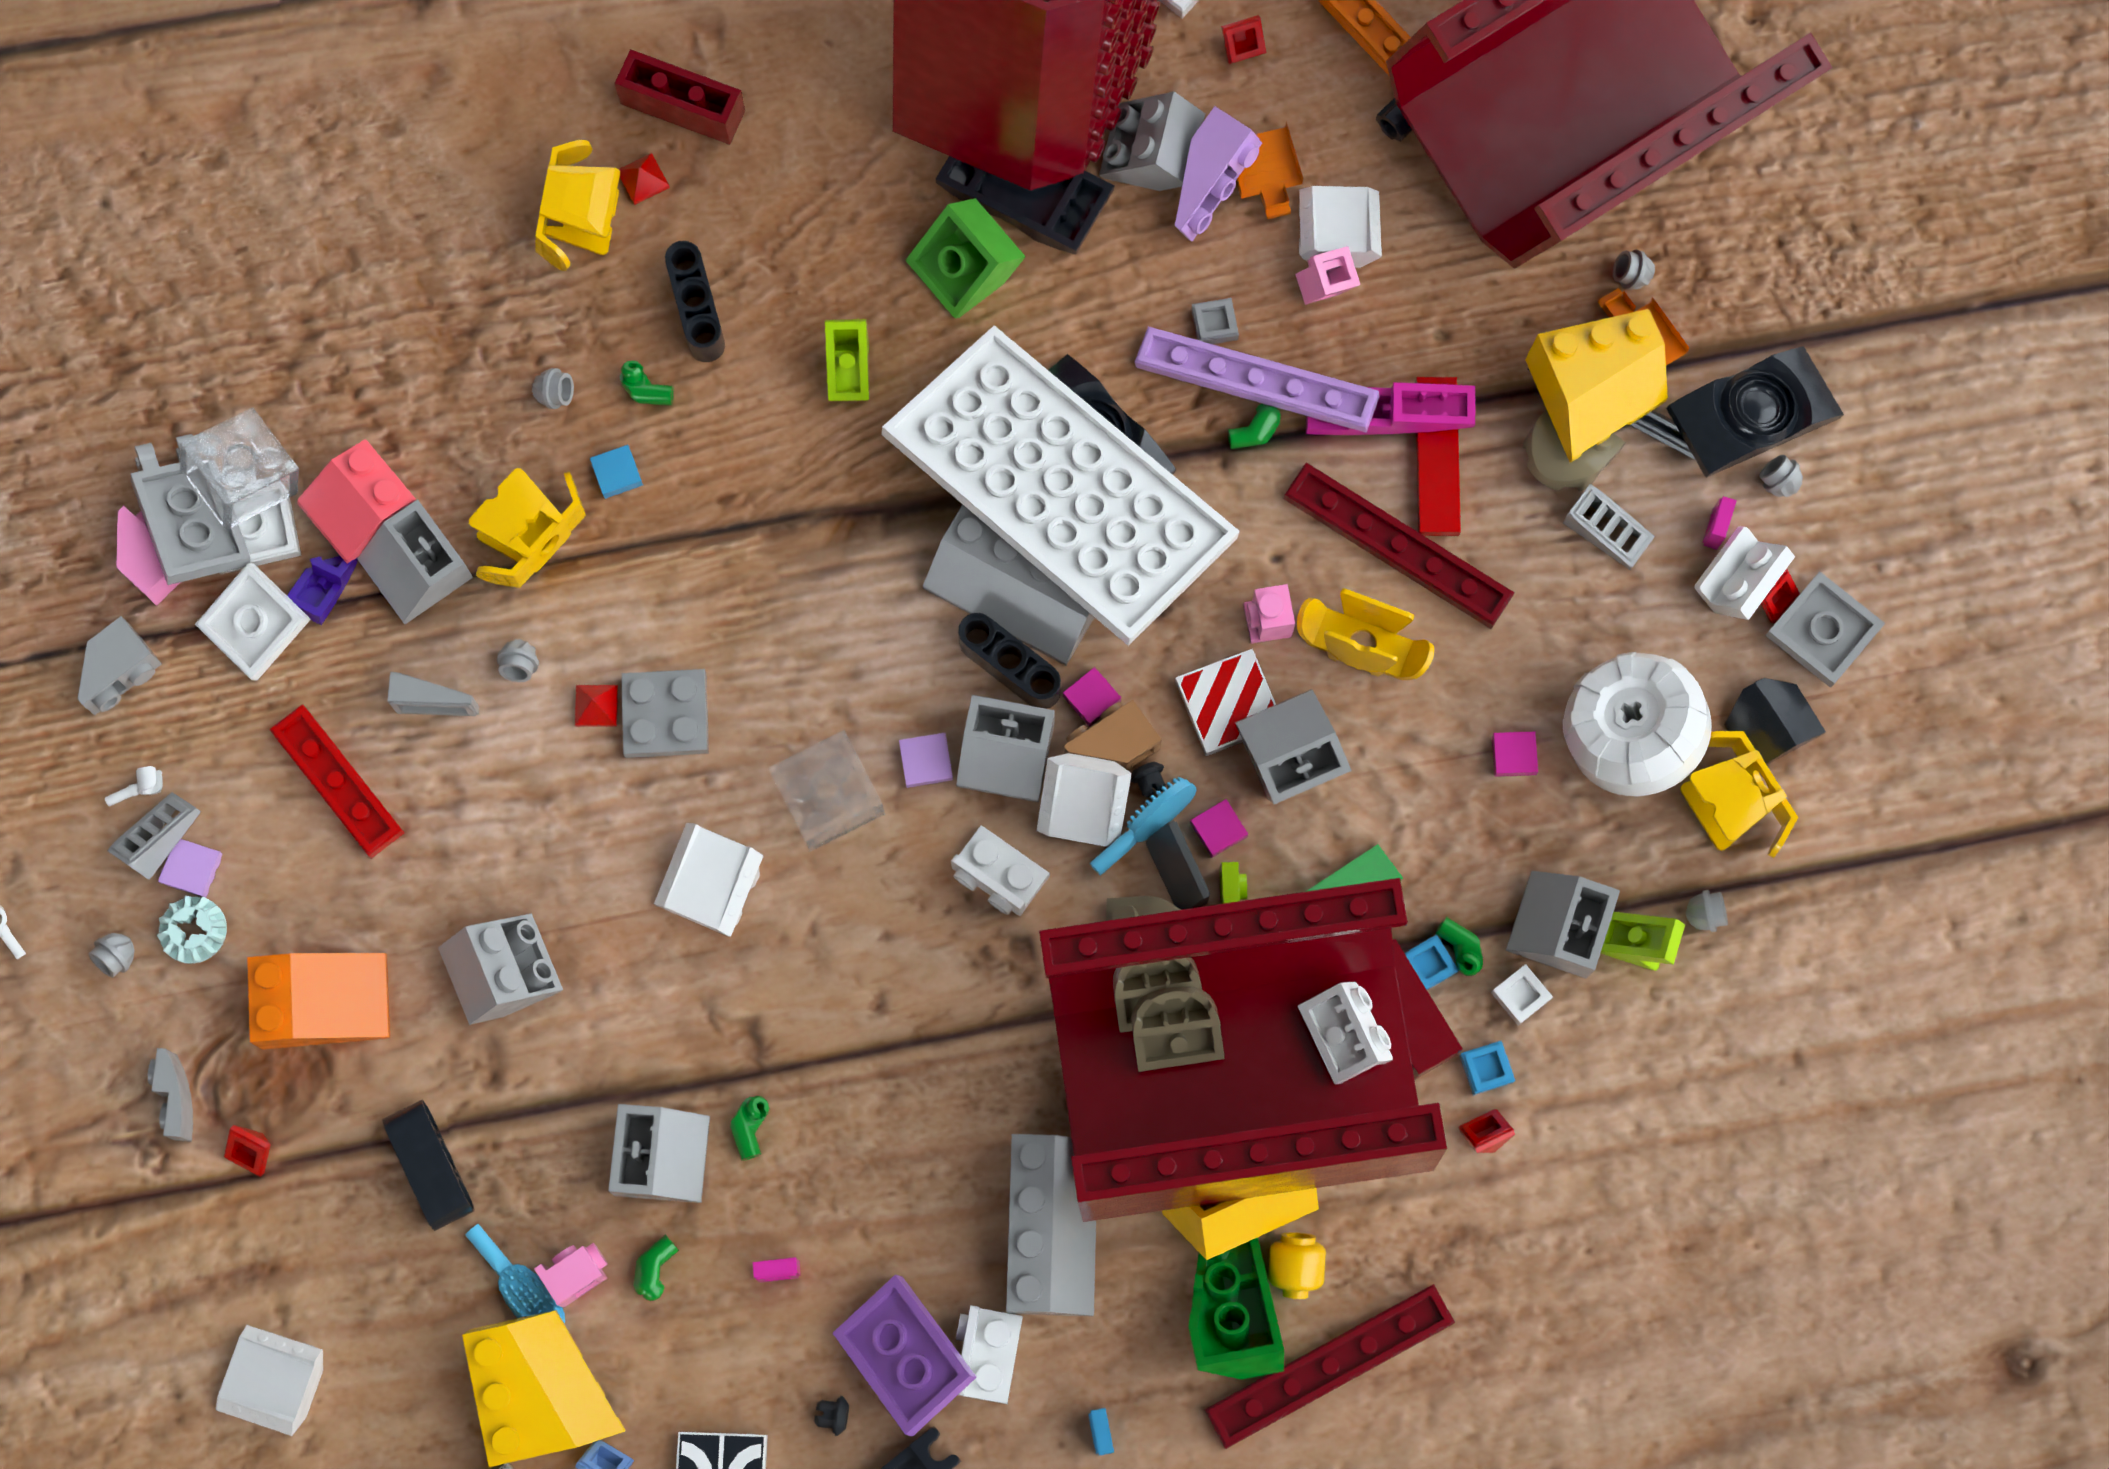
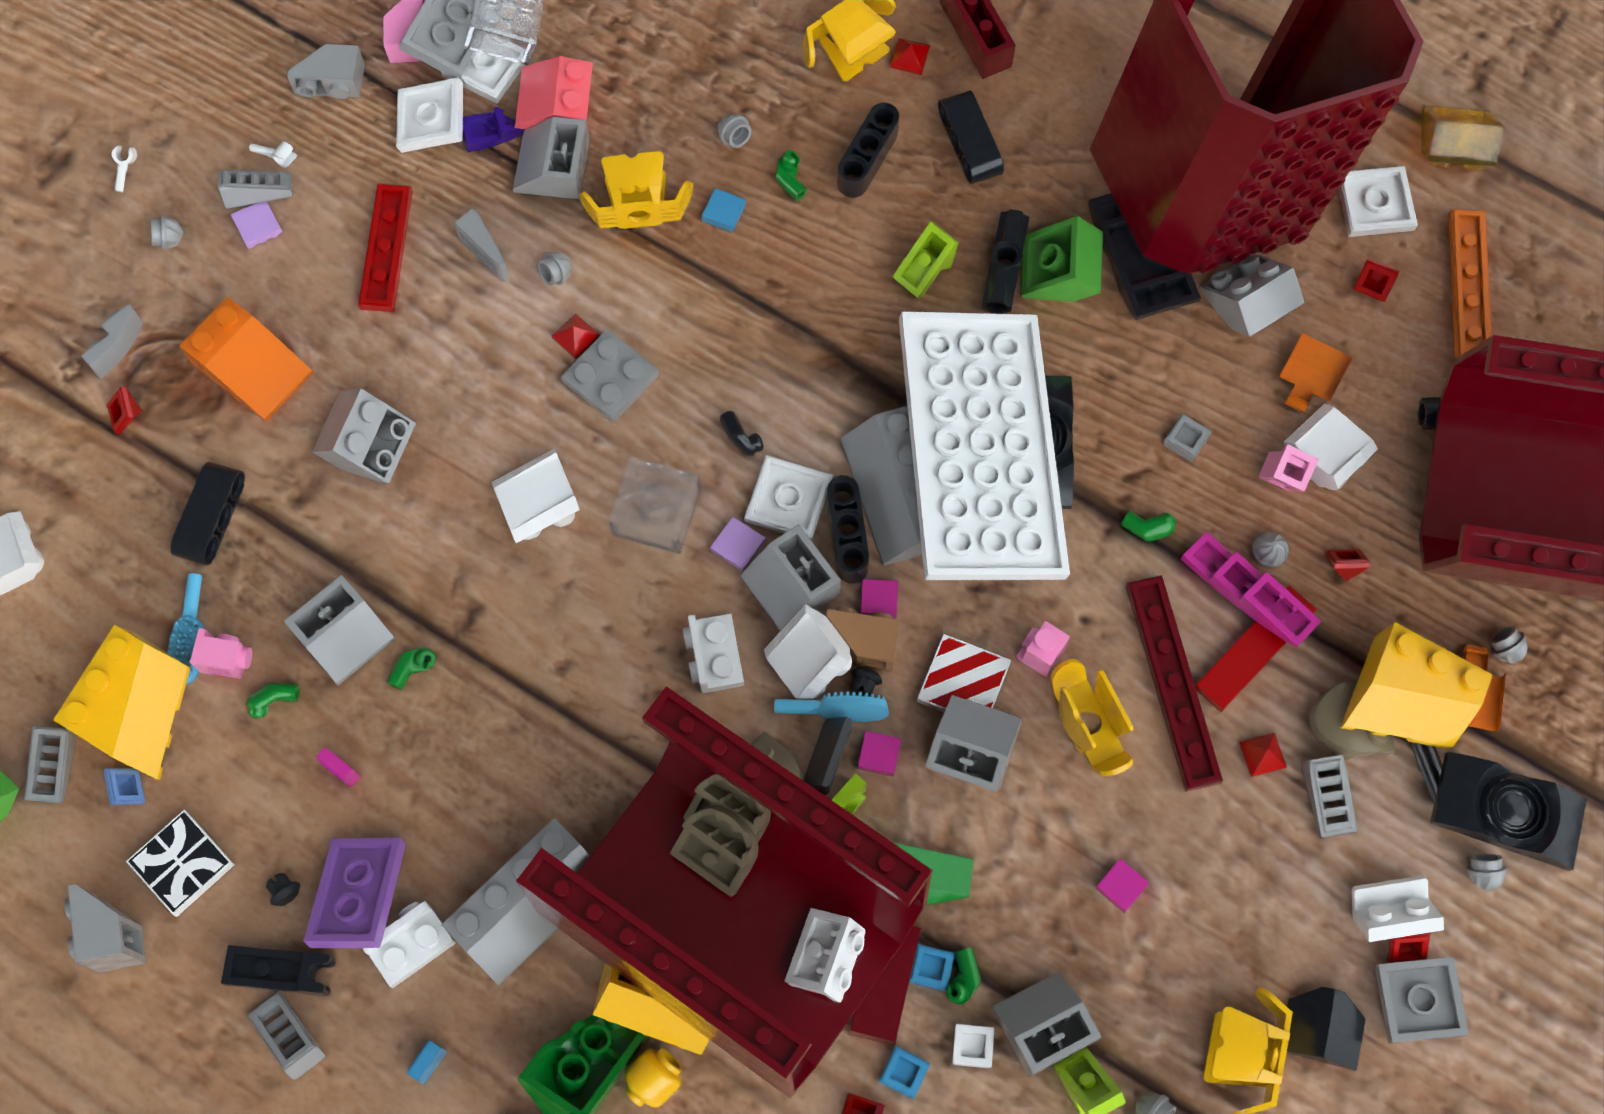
camera: 45 degrees right, 5 degrees down
(199, 946) = (236, 258): light aqua gear -> none
(774, 209) = (970, 137): none -> black beam
(831, 664) = (737, 435): none -> black arm
(926, 318) = (1003, 277): none -> black piece
(929, 679) = (788, 497): none -> white tile
(1214, 163) = (1278, 337): lavender slope -> none
(1257, 379) = (1179, 496): lavender tile -> none
(1373, 359) = (1270, 549): none -> light grey plate
(1444, 313) = (1348, 562): none -> red slope
(1524, 541) = (1262, 754): none -> red slope
(1637, 724) = (1222, 940): white piece -> none
(1719, 522) = (1411, 861): dark pink tile -> none

